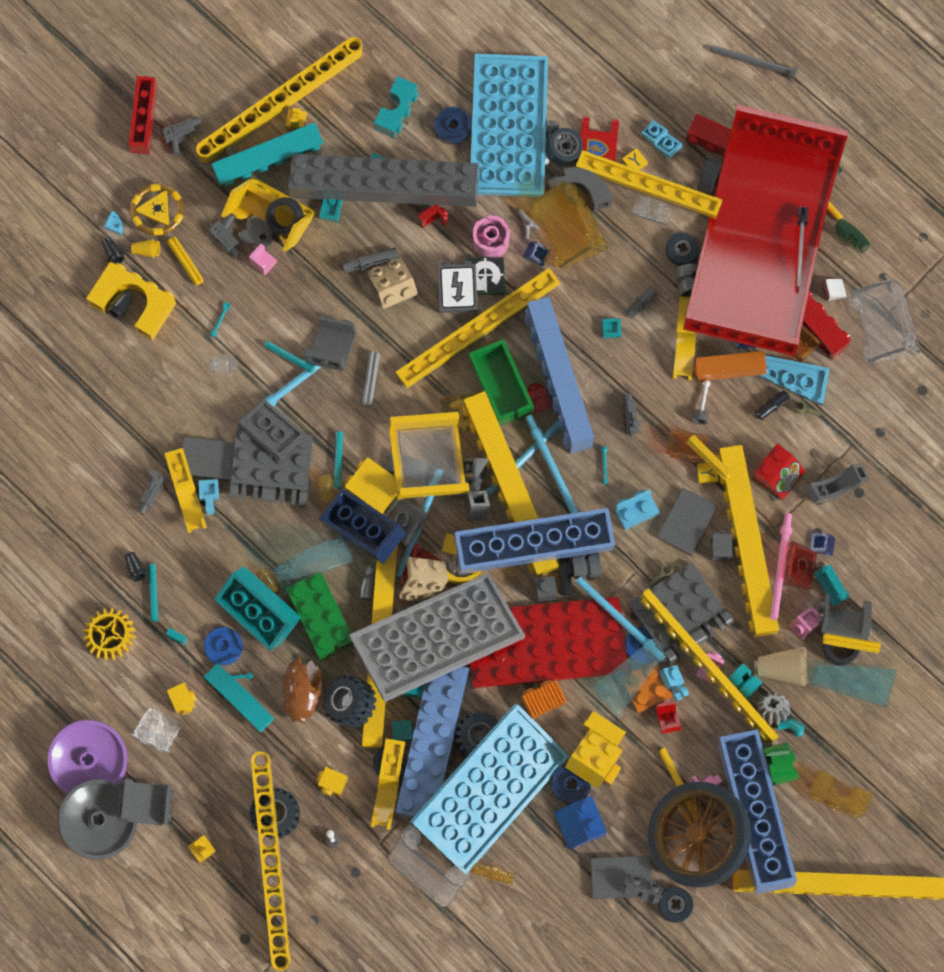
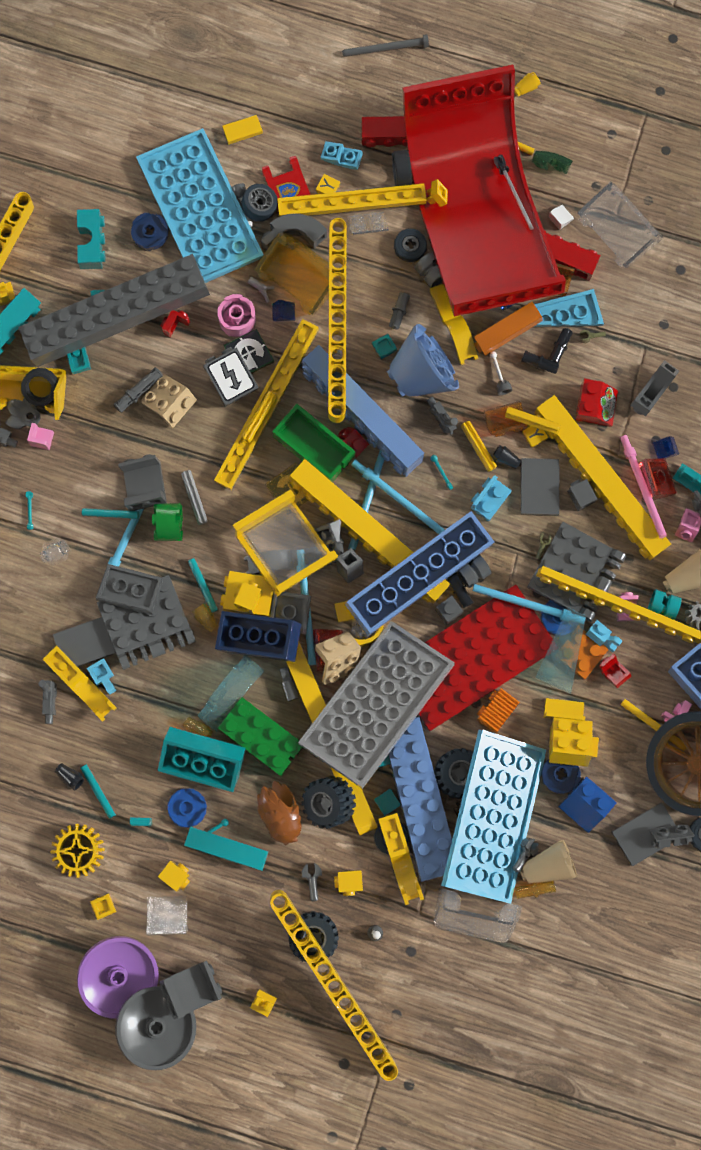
camera: 30 degrees left, 5 degrees up
(106, 694) = (103, 906): none -> yellow tile
(300, 765) = (312, 881): none -> dark grey bar
(335, 388) = (168, 522): none -> green brick
(371, 486) = (247, 596): none -> yellow brick
(464, 335) = (259, 416): none -> yellow axle
(503, 837) = (529, 849): none -> dark grey bar
(518, 858) = (550, 865): none -> tan cone
(572, 290) = (337, 310): none -> yellow beam
(583, 74) = (242, 129): none -> yellow tile
(634, 360) = (422, 366): none -> medium blue cone
(650, 458) = (478, 446): none -> yellow axle
(670, 480) = (506, 457): none -> black cone
(730, 214) = (437, 193): none -> yellow tile
(745, 410) = (540, 362): none -> black axle
(865, 155) = (527, 84): none -> yellow cone

